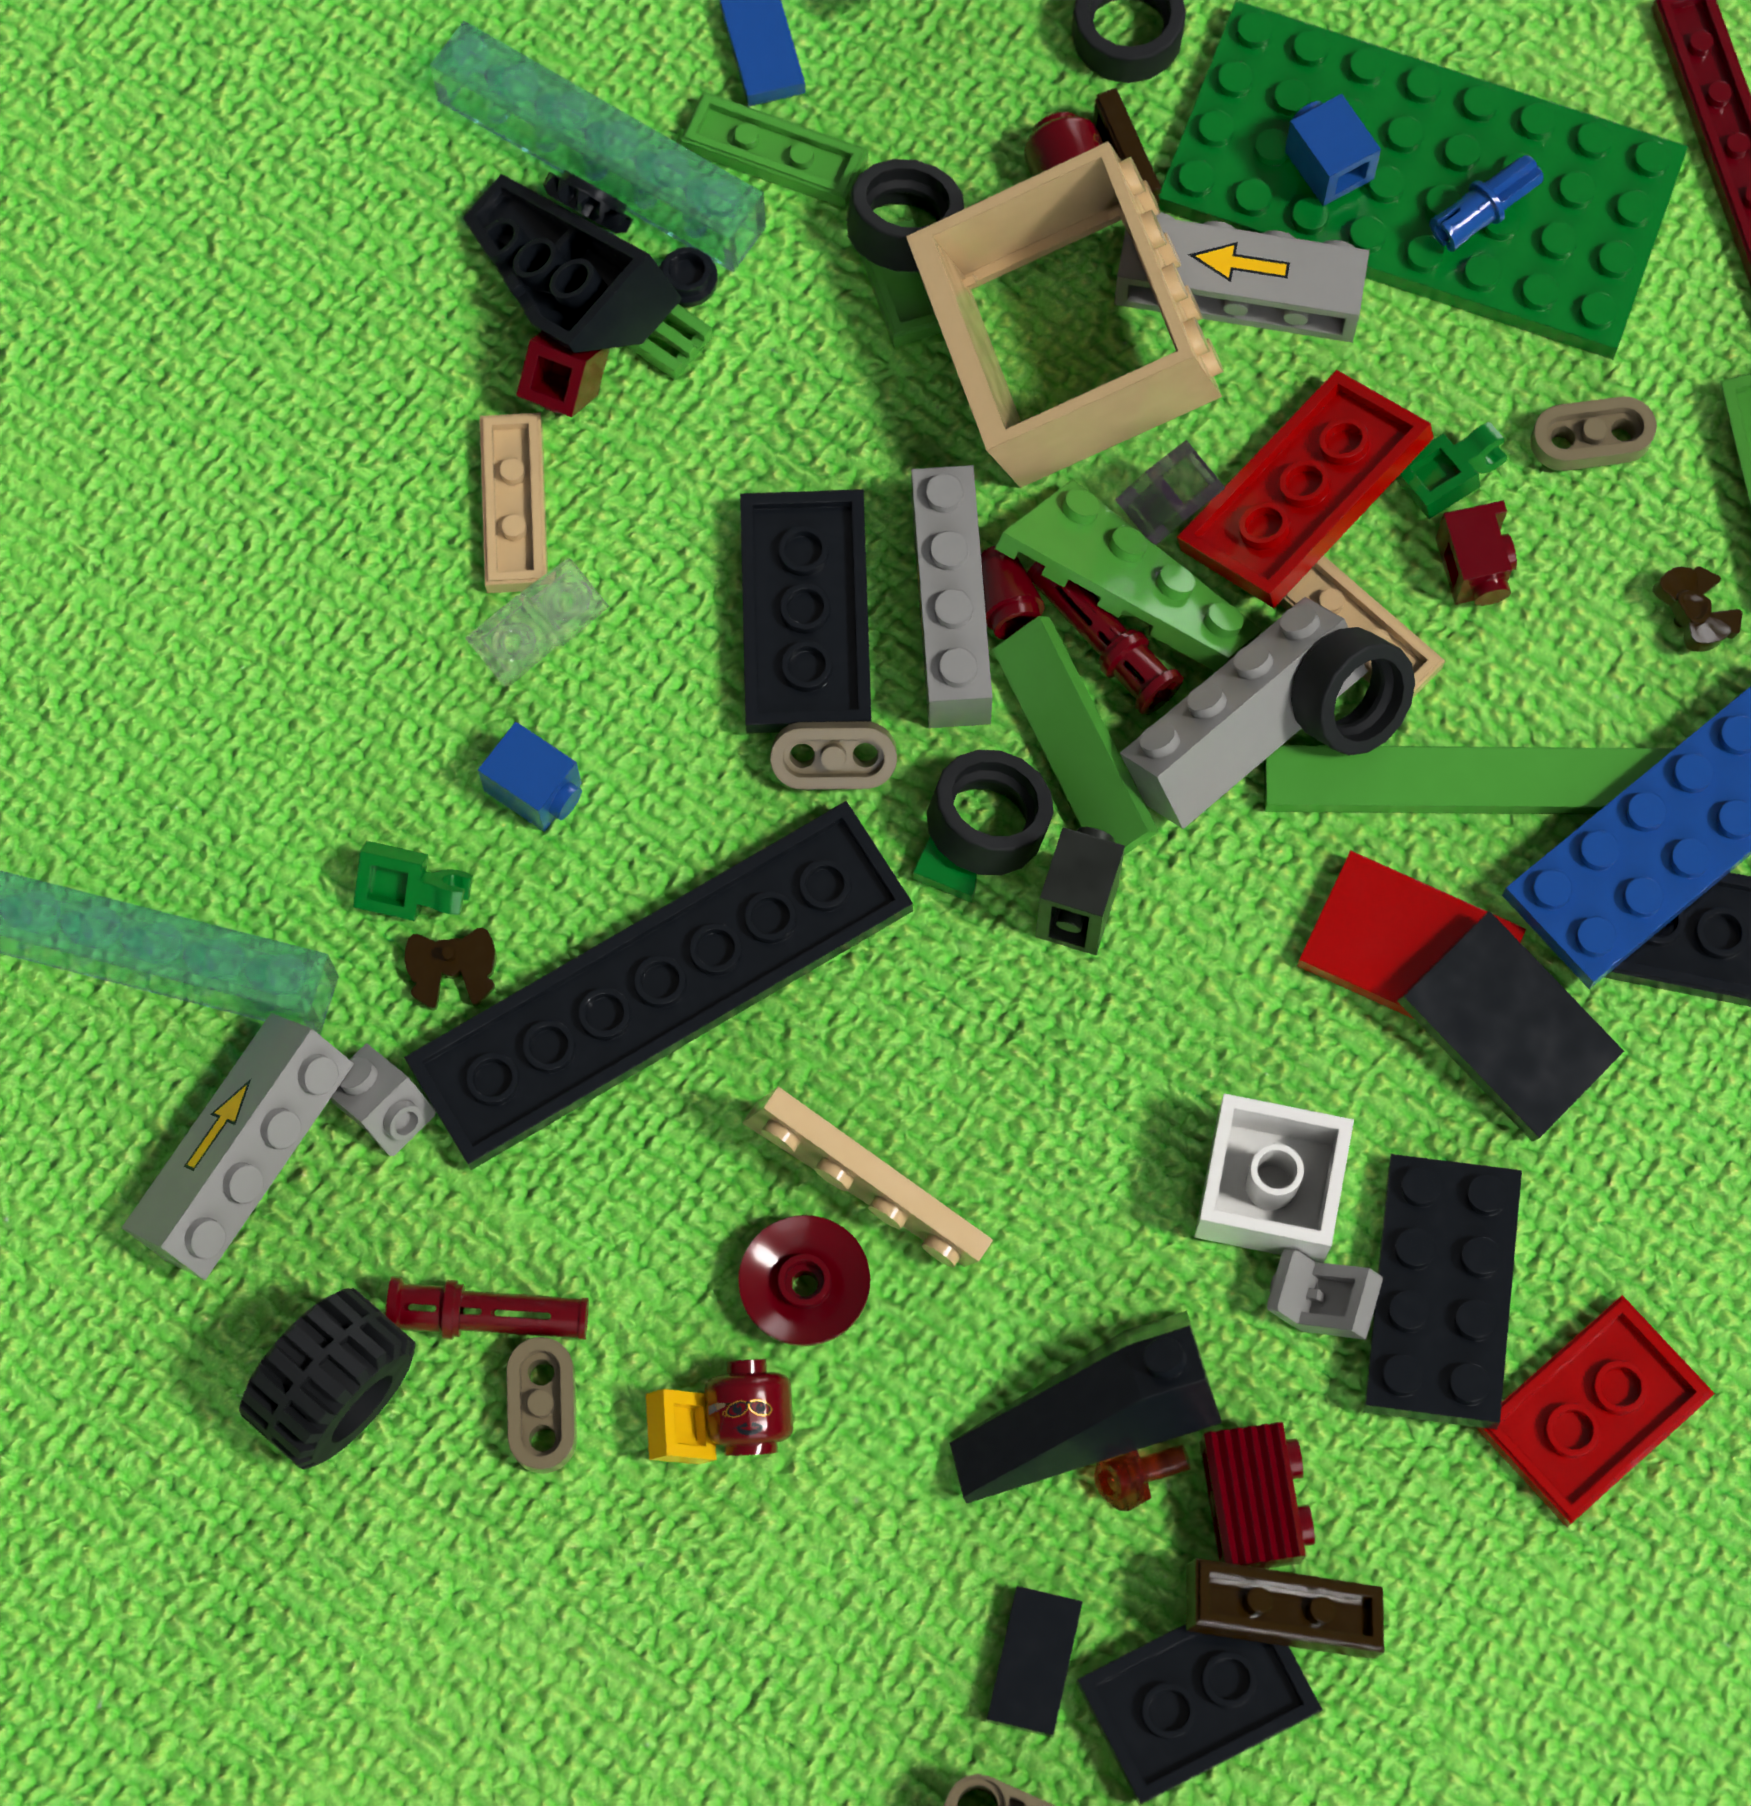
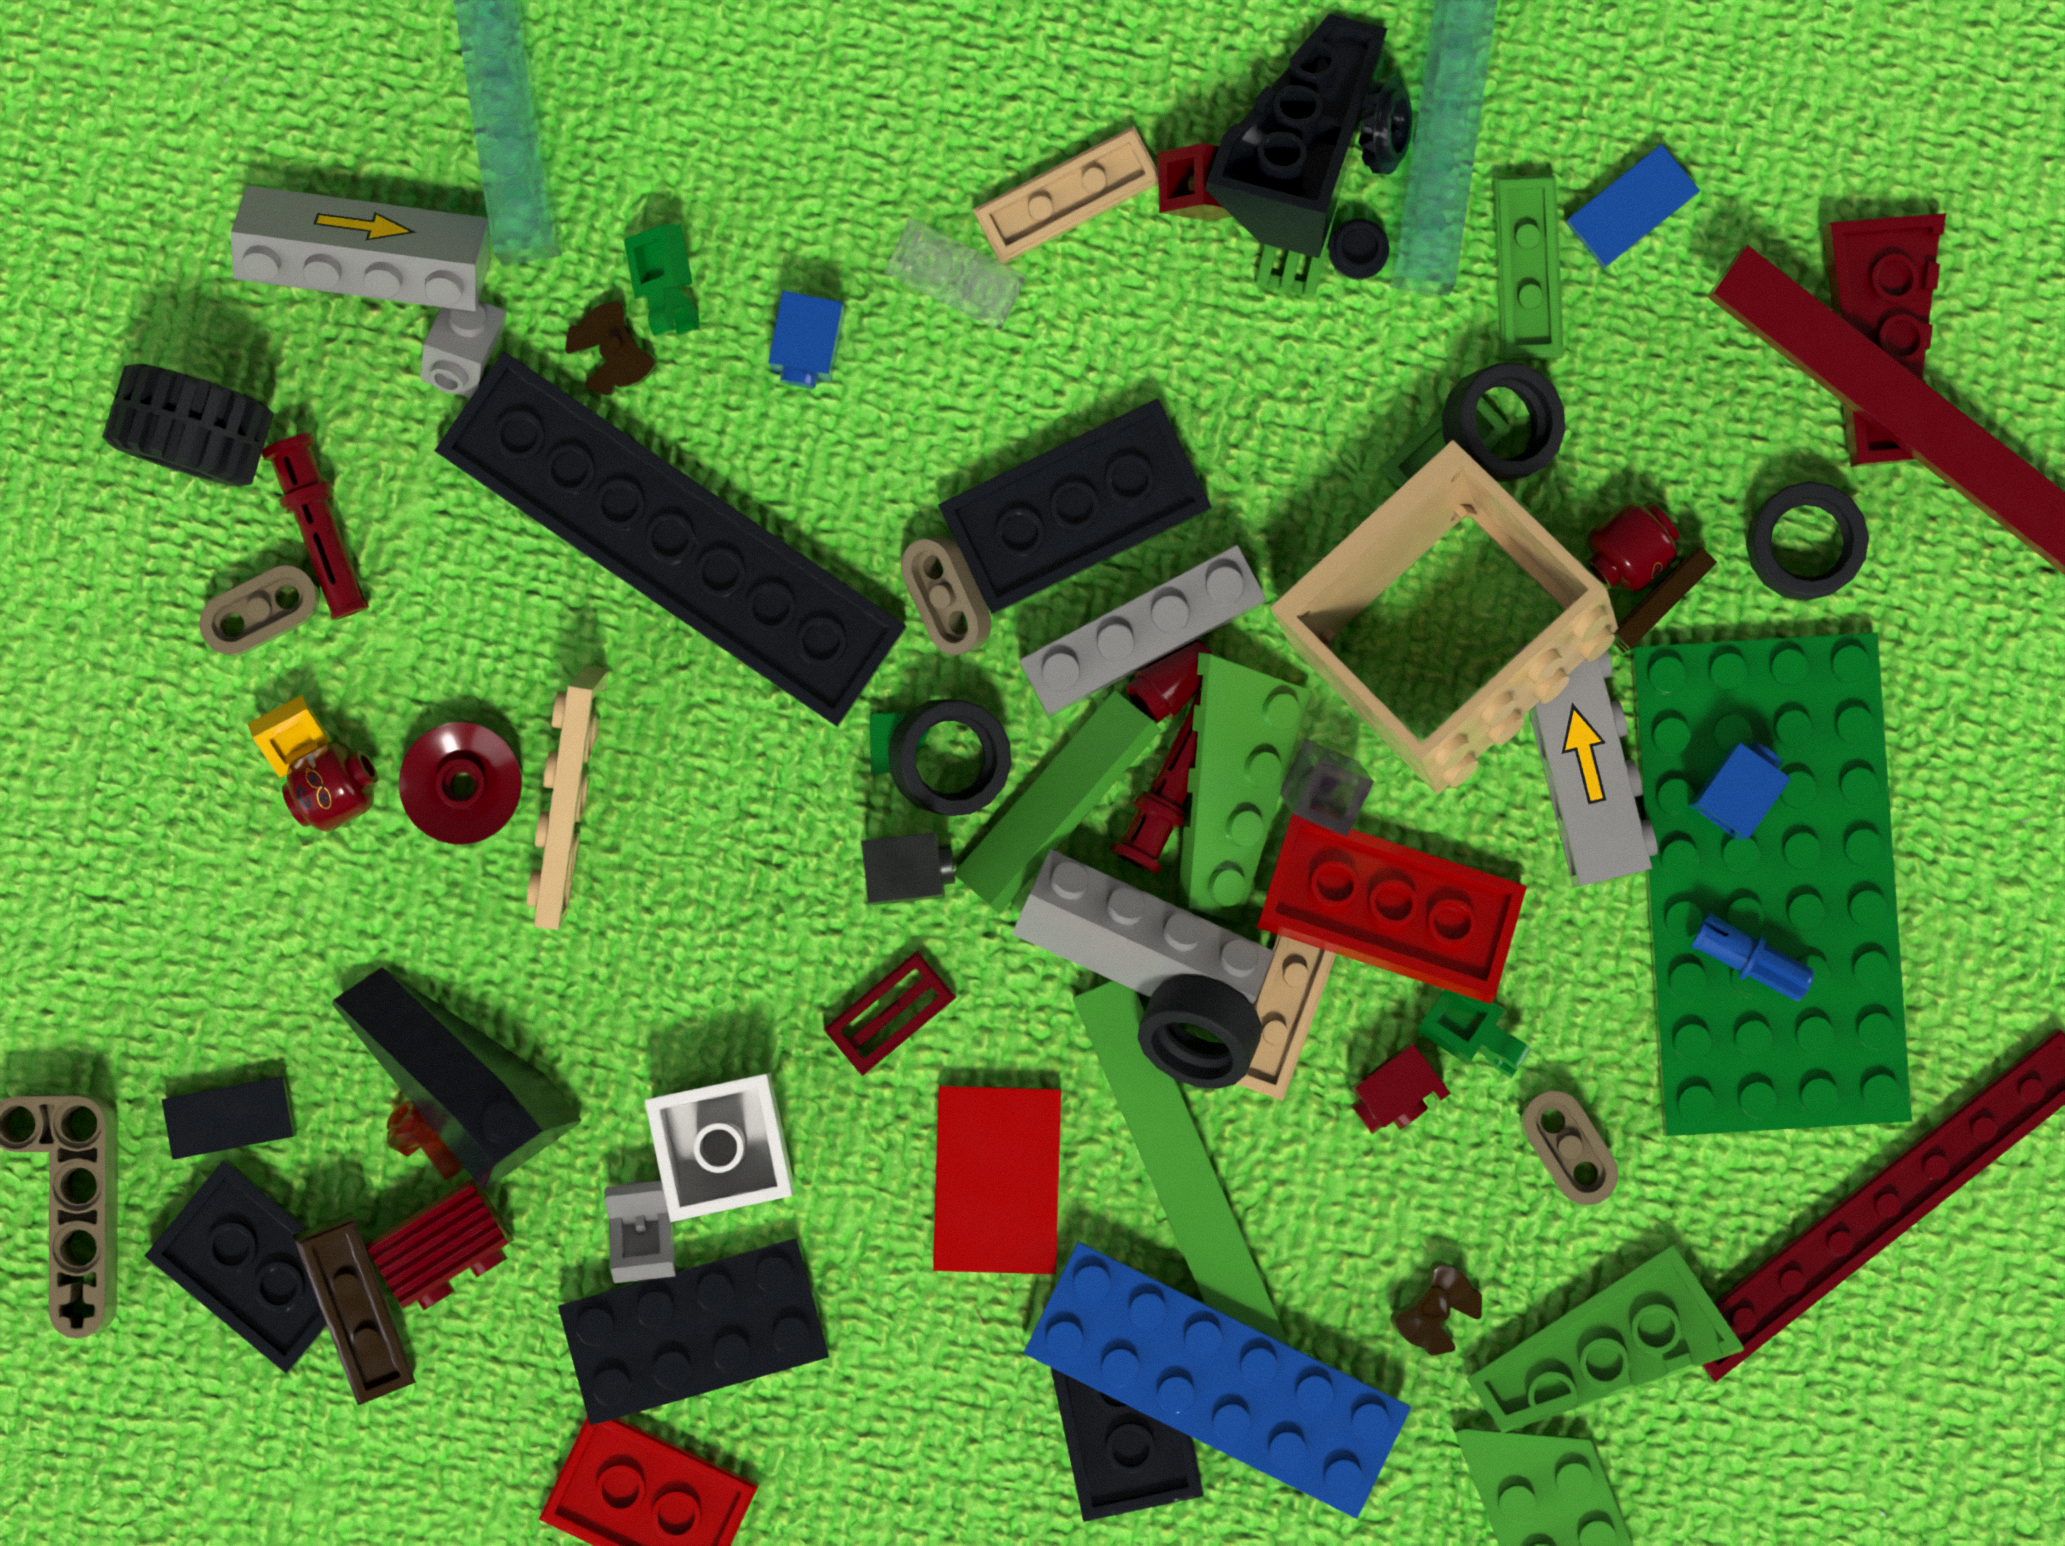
camera: 65 degrees right, 15 degrees up
(1223, 1029) = (850, 1046): none -> dark red tile
(1510, 1026) = (955, 1296): black tile -> none

